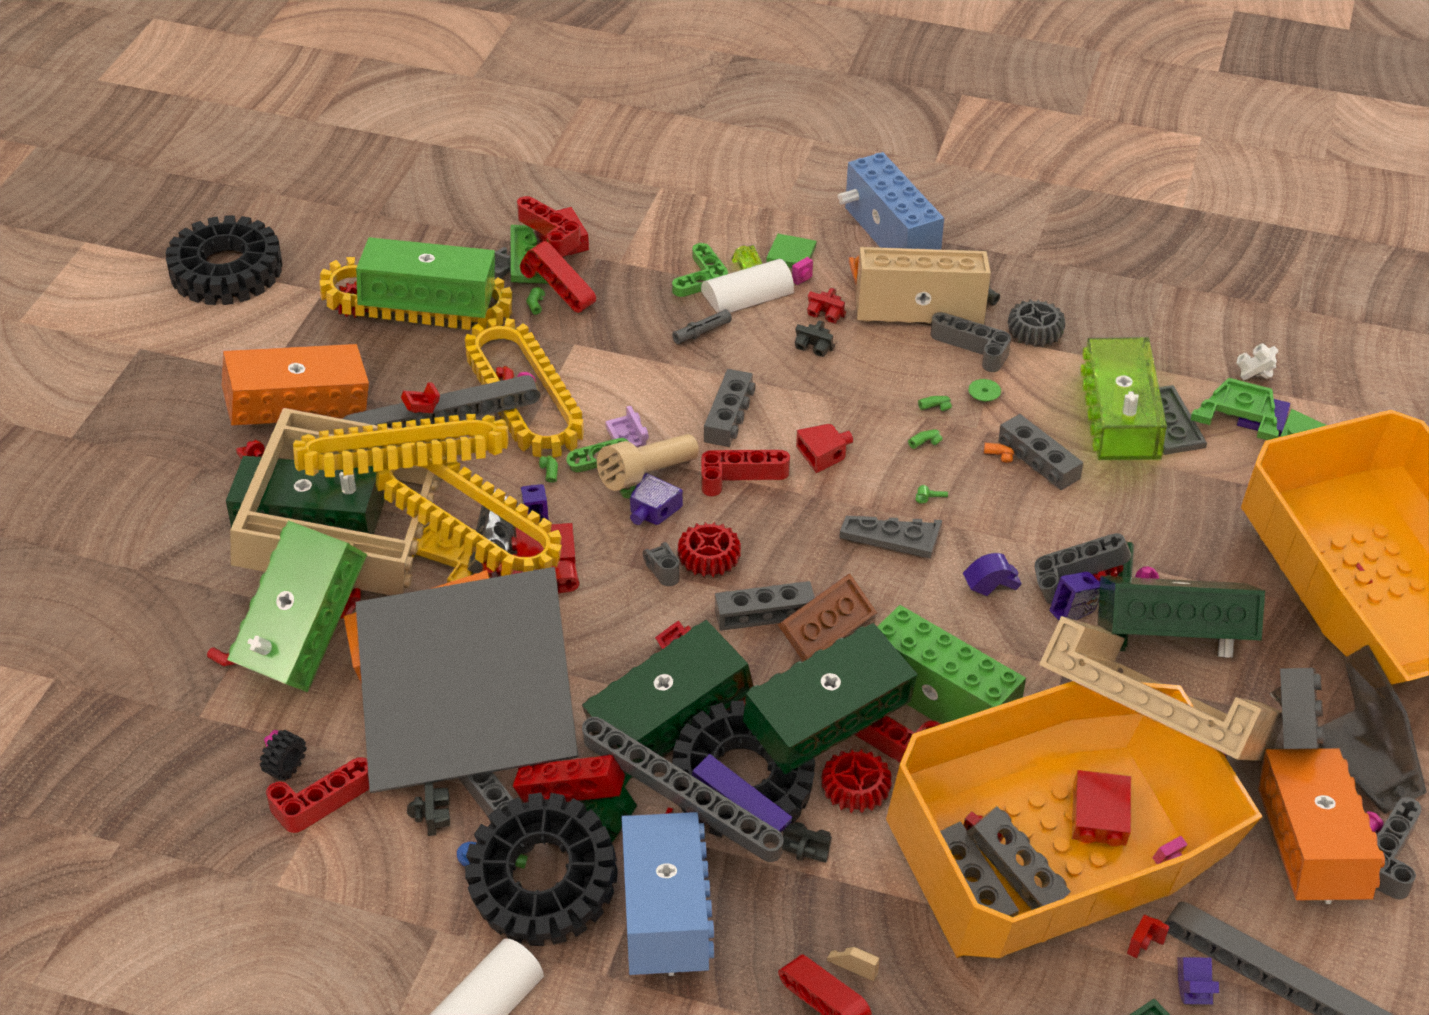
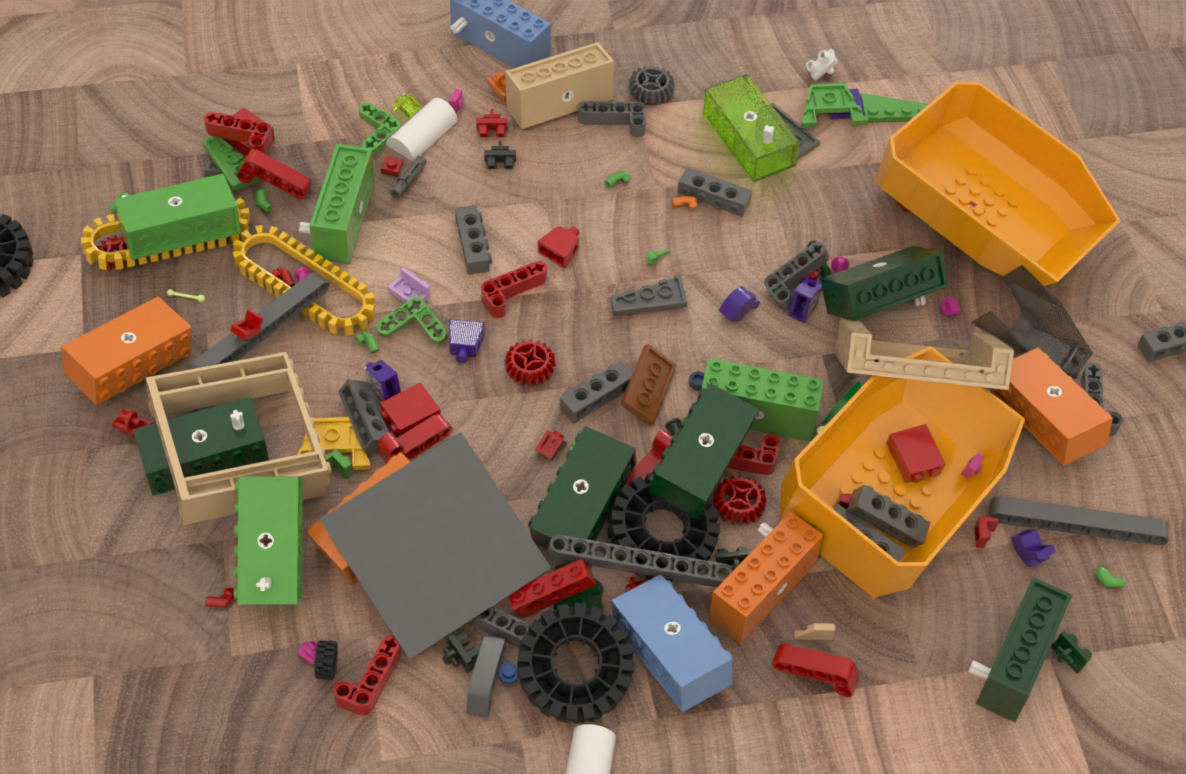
camera: 30 degrees left, 10 degrees up
(409, 369) = (200, 298): none -> yellowish green hinge
(428, 567) = (341, 463): none -> bright green bracket
(435, 841) = (485, 675): none -> dark grey beam
(465, 535) = (269, 406): yellow piece -> none
(488, 434) = (270, 387): yellow piece -> none
(605, 323) = (342, 203): none -> bright green piece
(625, 464) = (435, 318): tan piece -> none
(663, 564) = (503, 387): dark grey piece -> none
(692, 311) = (392, 166): none -> red plate
(737, 790) = (675, 545): dark purple tile -> none
(791, 249) = (435, 85): bright green tile -> none
(824, 869) = (765, 576): none -> orange piece
(924, 436) = (632, 206): bright green arm -> none
(984, 390) = (646, 155): bright green piece -> none
(1261, 671) = (950, 307): none -> dark pink plate
(1301, 708) = (1008, 328): dark grey brick -> none

